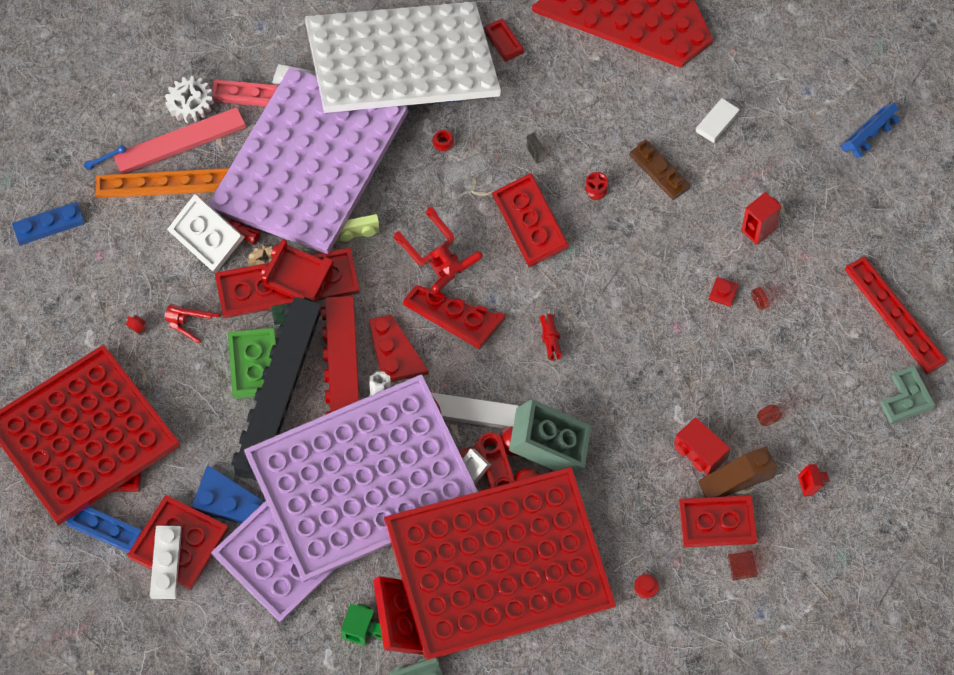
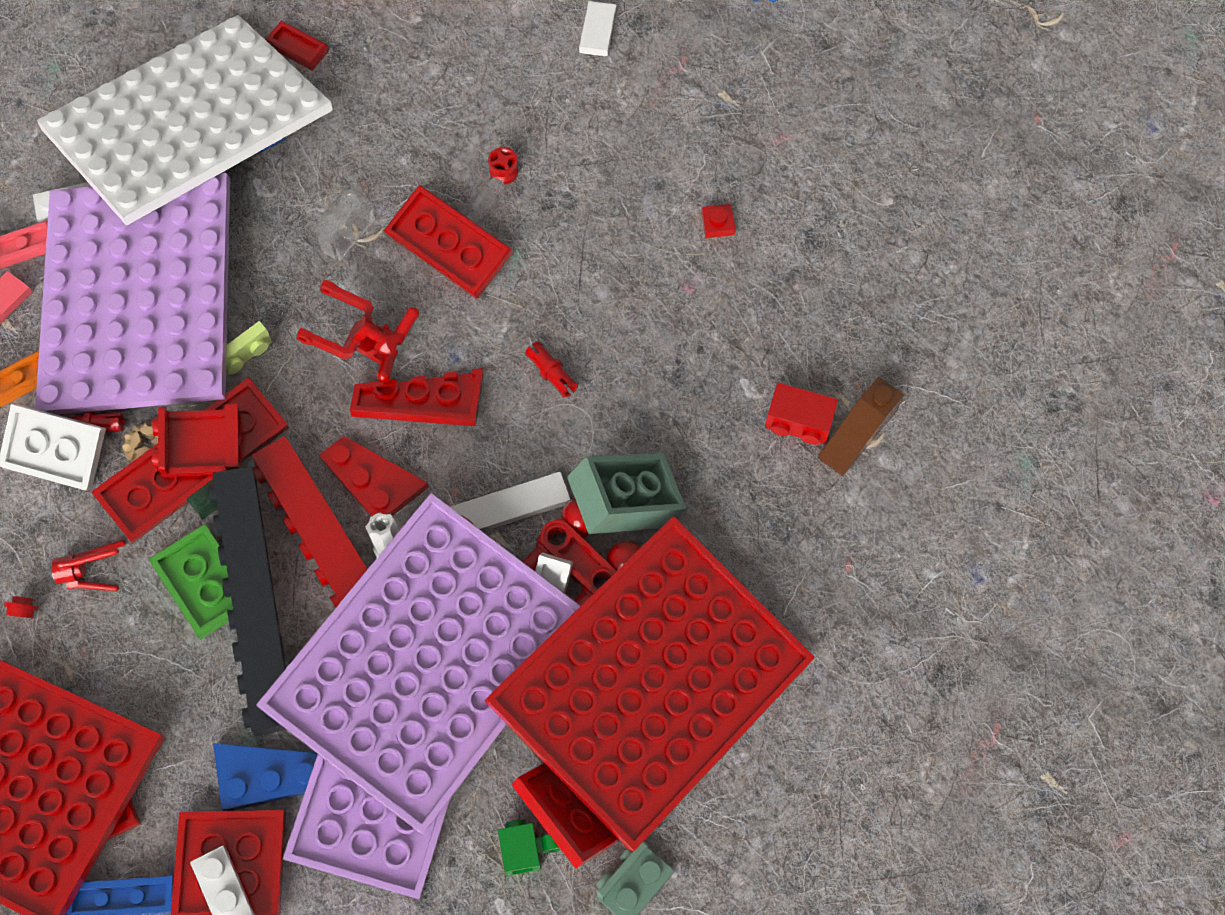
camera: 30 degrees left, 5 degrees up
(443, 135) = (290, 188): red plate -> none
(535, 148) = (406, 154): clear smoke tile -> none
(646, 586) = (834, 614): red plate -> none
(659, 169) = (564, 114): reddish brown plate -> none
(717, 521) = (869, 493): red plate -> none
(742, 565) = (926, 531): clear red plate -> none
(760, 298) = (765, 208): clear red tile -> none
(761, 218) = (716, 115): red brick -> none
(769, 415) = (854, 338): clear red tile -> none
(811, 479) = (945, 390): red tile -> none
(896, 315) = (920, 157): red tile -> none
(912, 398) = (996, 241): sand green plate -> none

